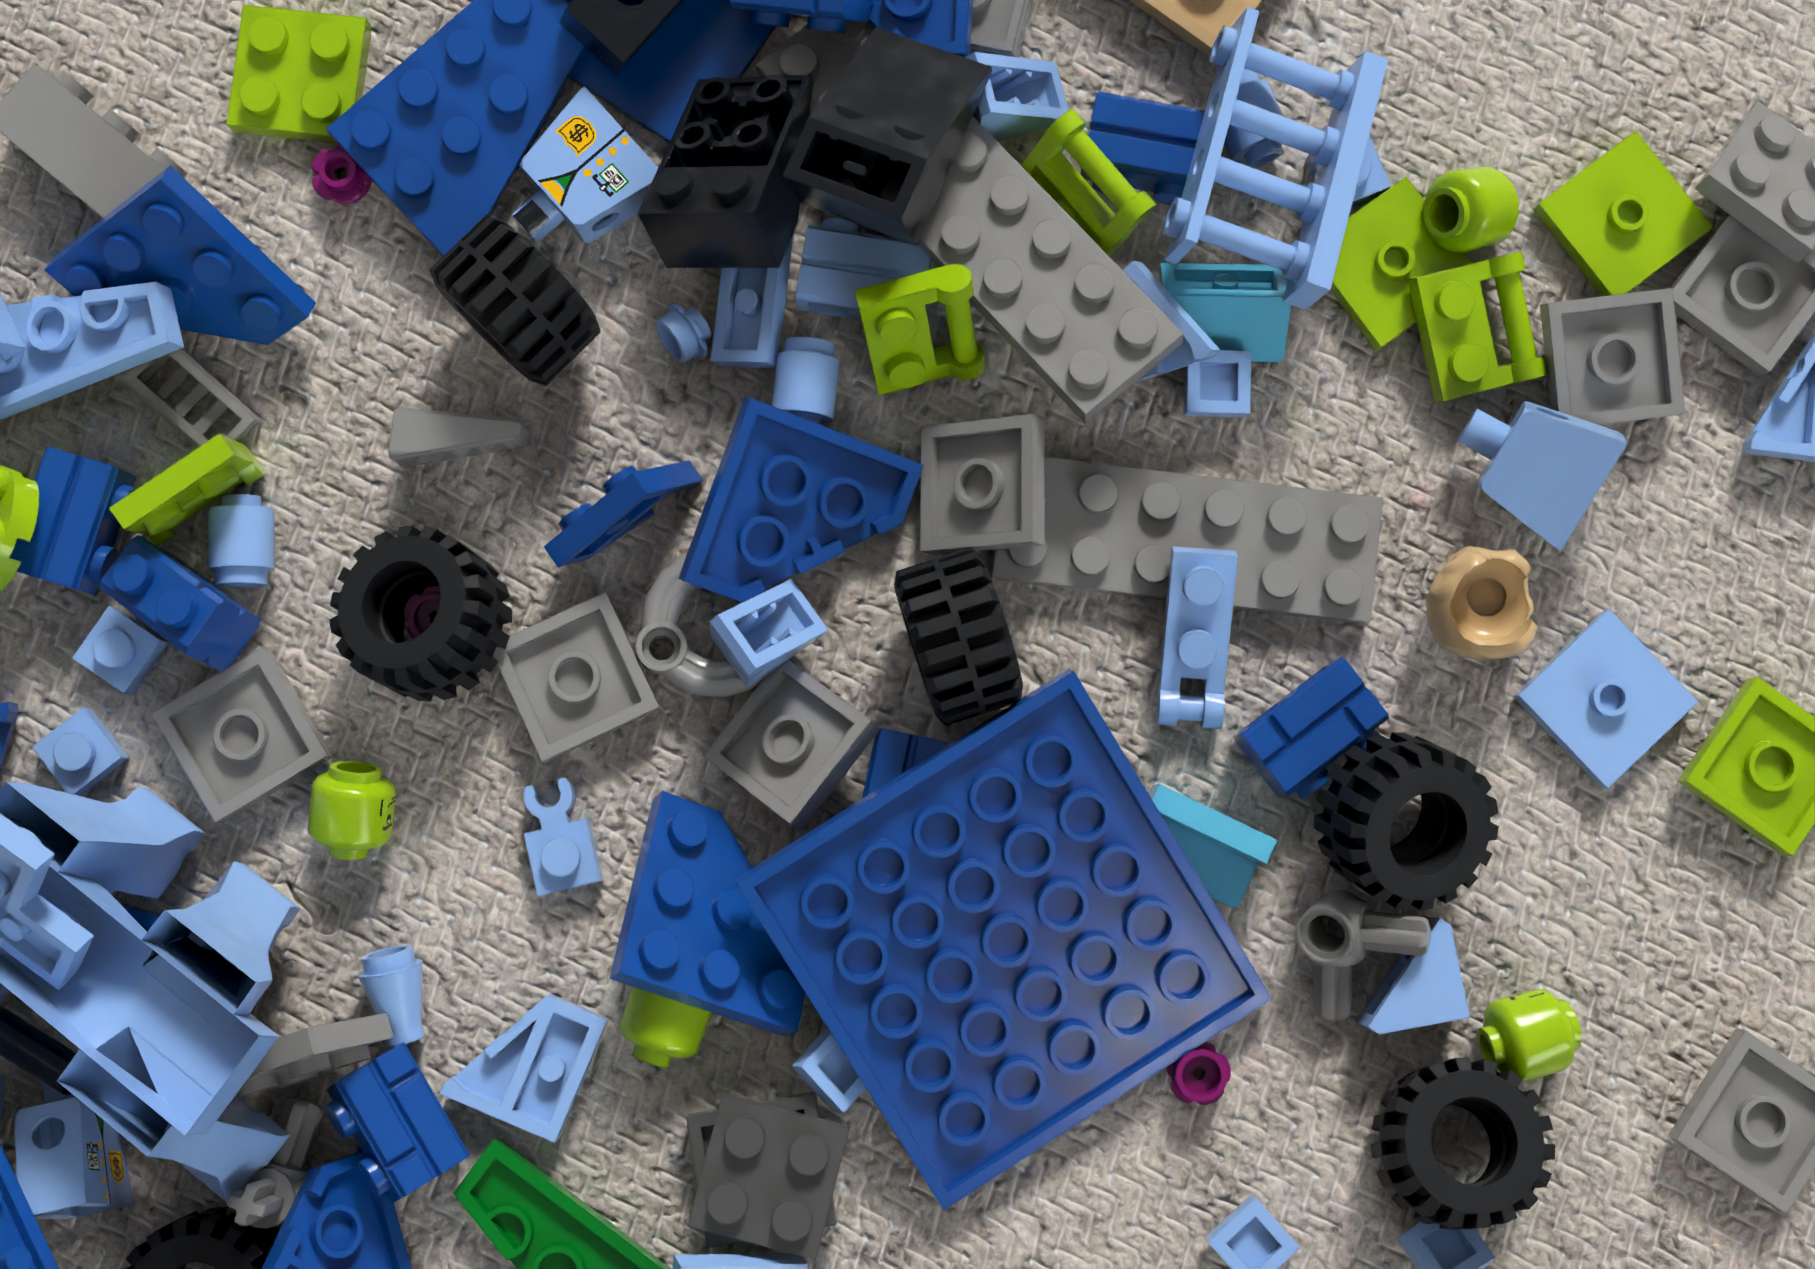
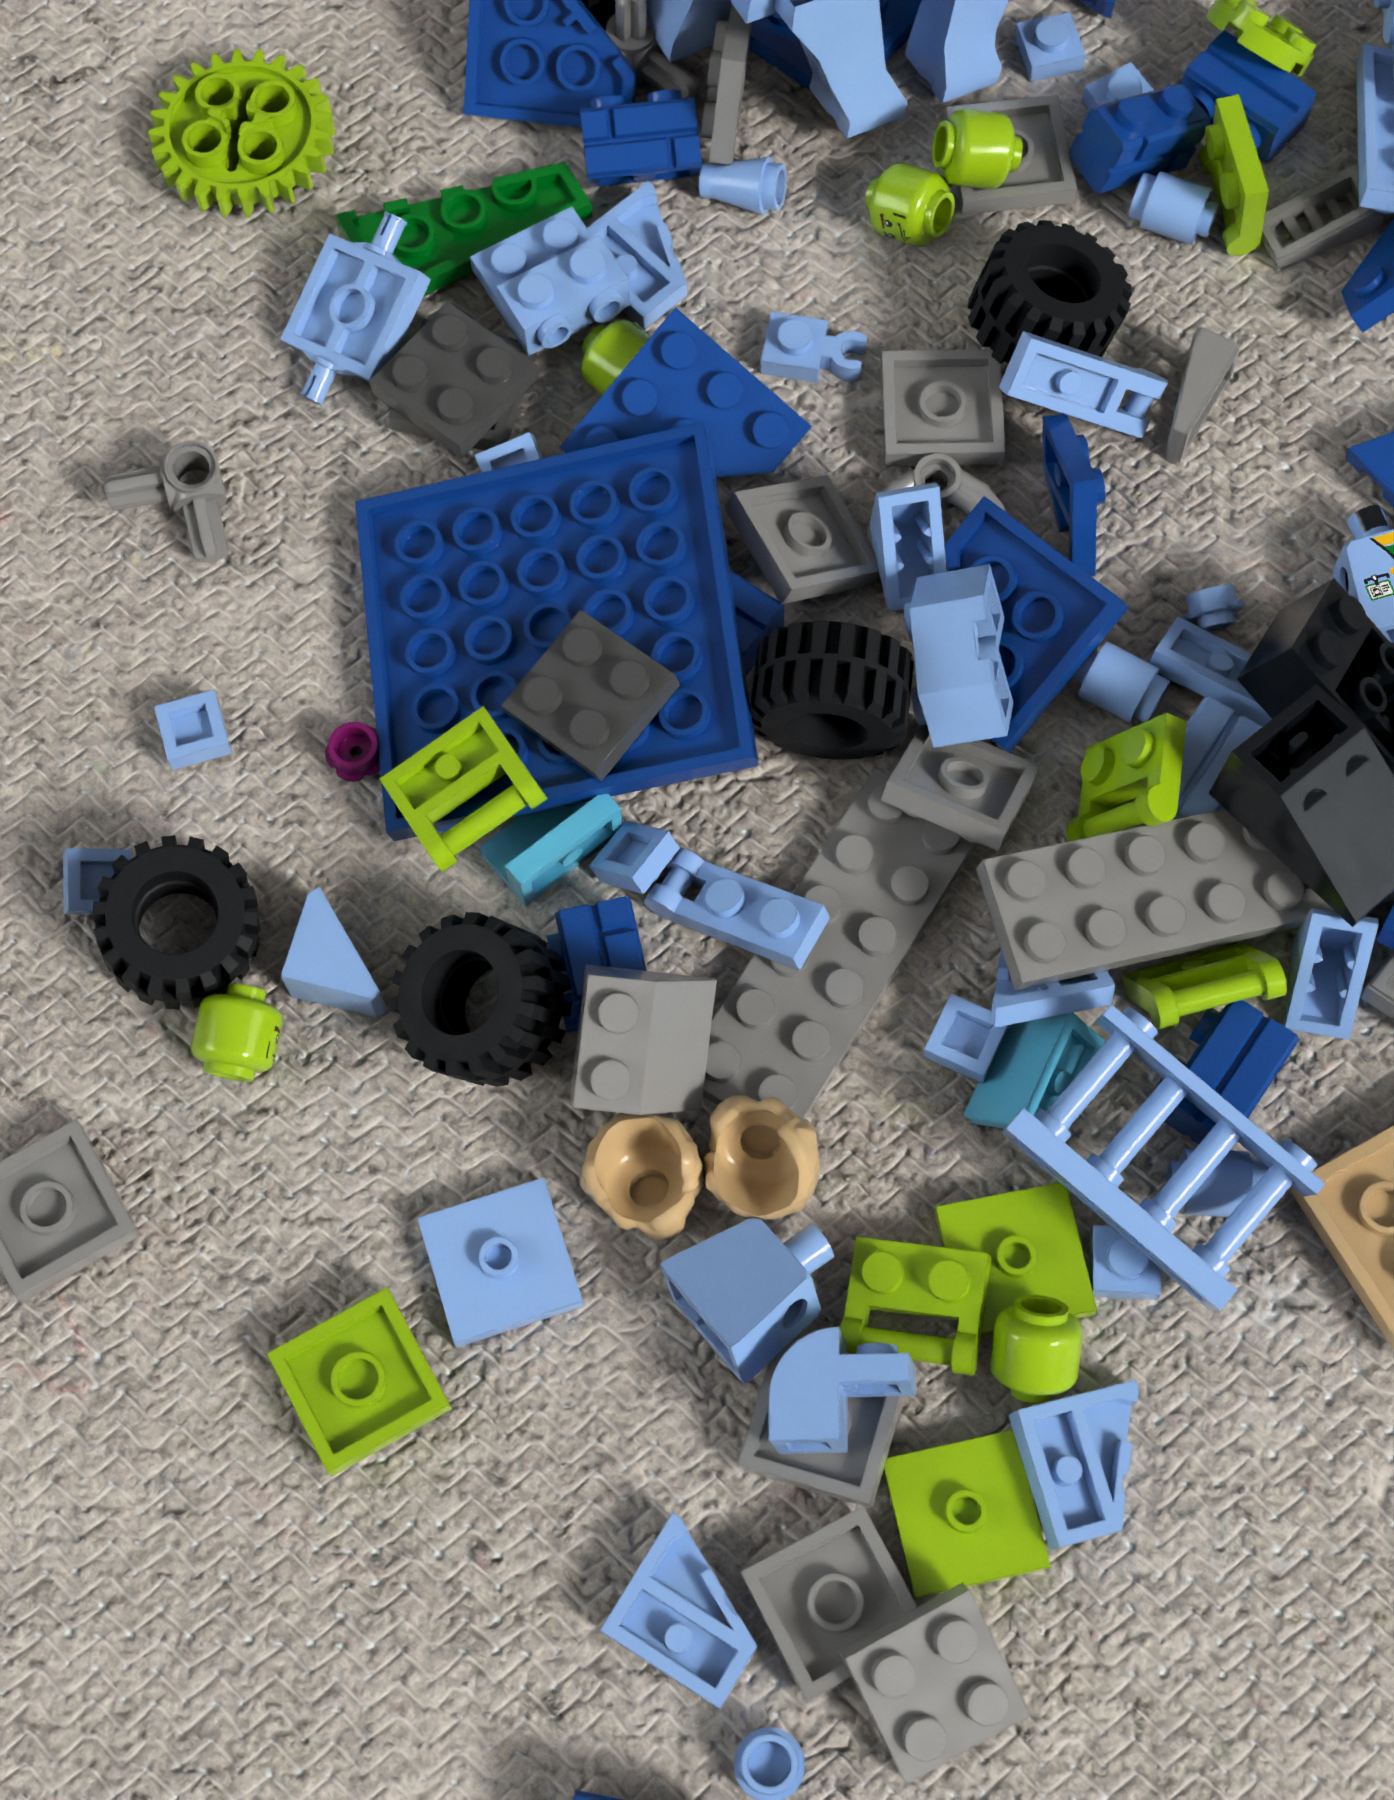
camera: 120 degrees right, 15 degrees down
(271, 760) = (976, 148): none -> lime head
(511, 540) = (1081, 384): none -> light blue plate
(515, 300) = (1295, 462): black tyre -> none
(612, 1131) = (552, 281): none -> light blue plate
(856, 540) = (957, 657): none -> light blue brick
(1073, 859) = (591, 695): none -> dark grey plate
(1187, 755) = (634, 857): none -> light blue plate
(1204, 956) = (453, 772): none -> lime plate
(1363, 931) = (405, 908): light grey axle -> none
(1384, 656) = (641, 1041): none -> light grey slope
(1427, 506) = (761, 1157): none -> tan hair
(1540, 140) = (1078, 1461): none -> light blue wing
(1603, 365) = (813, 1388): none -> light blue brick

